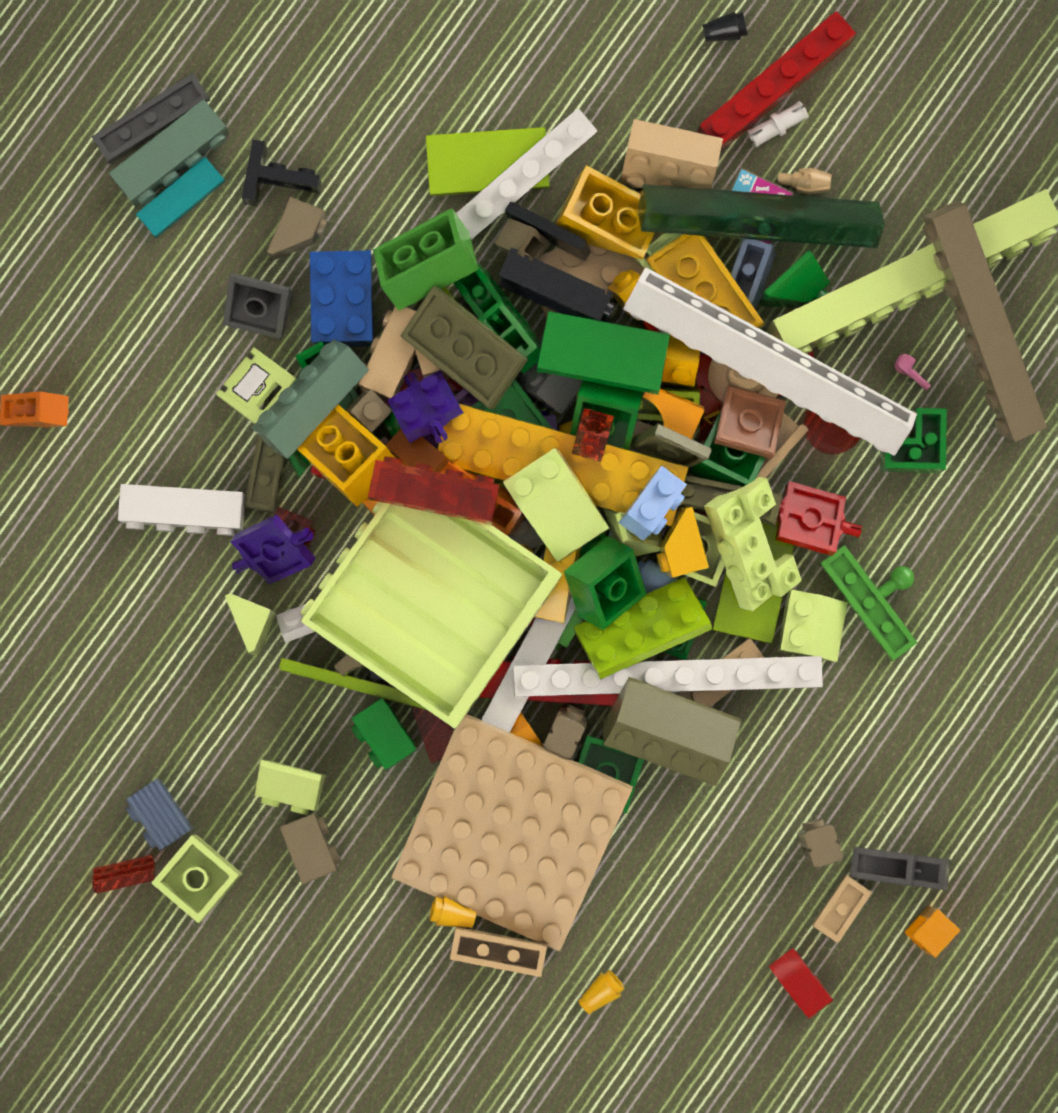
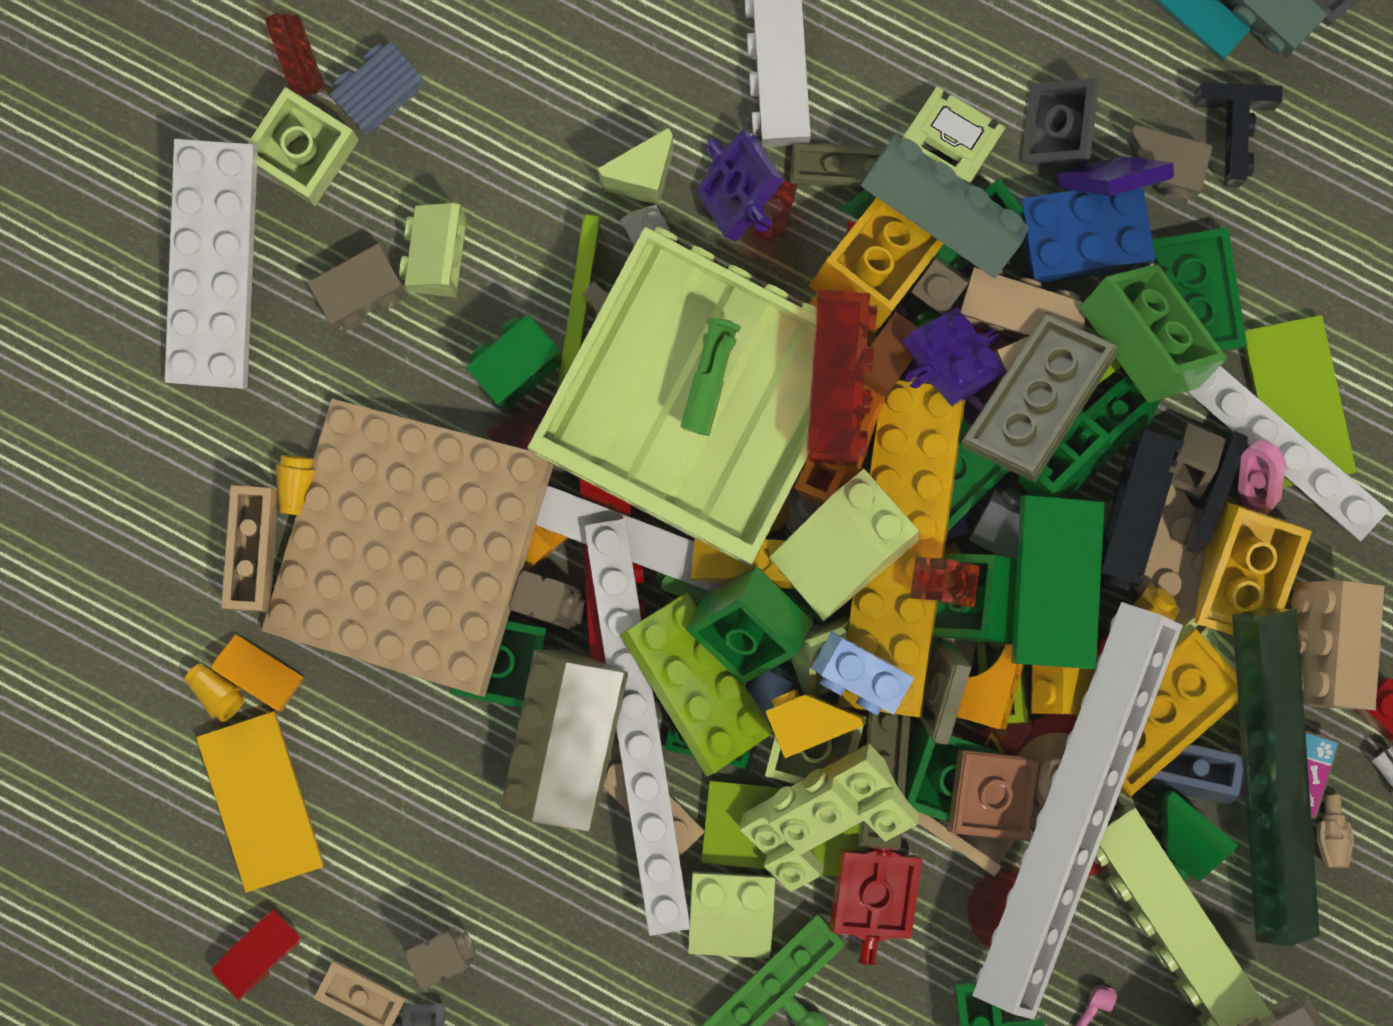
camera: 90 degrees right, 0 degrees up
(277, 956) = (211, 263): none -> white plate
(304, 270) = (1116, 176): none -> dark purple tile
(386, 216) = (1206, 278): none -> green wing
(419, 586) = (708, 378): none -> bright green piece
(540, 196) = (1261, 476): none -> bright pink plate
(590, 958) = (257, 673): none -> light orange slope
(687, 967) = (260, 801): none -> yellow tile

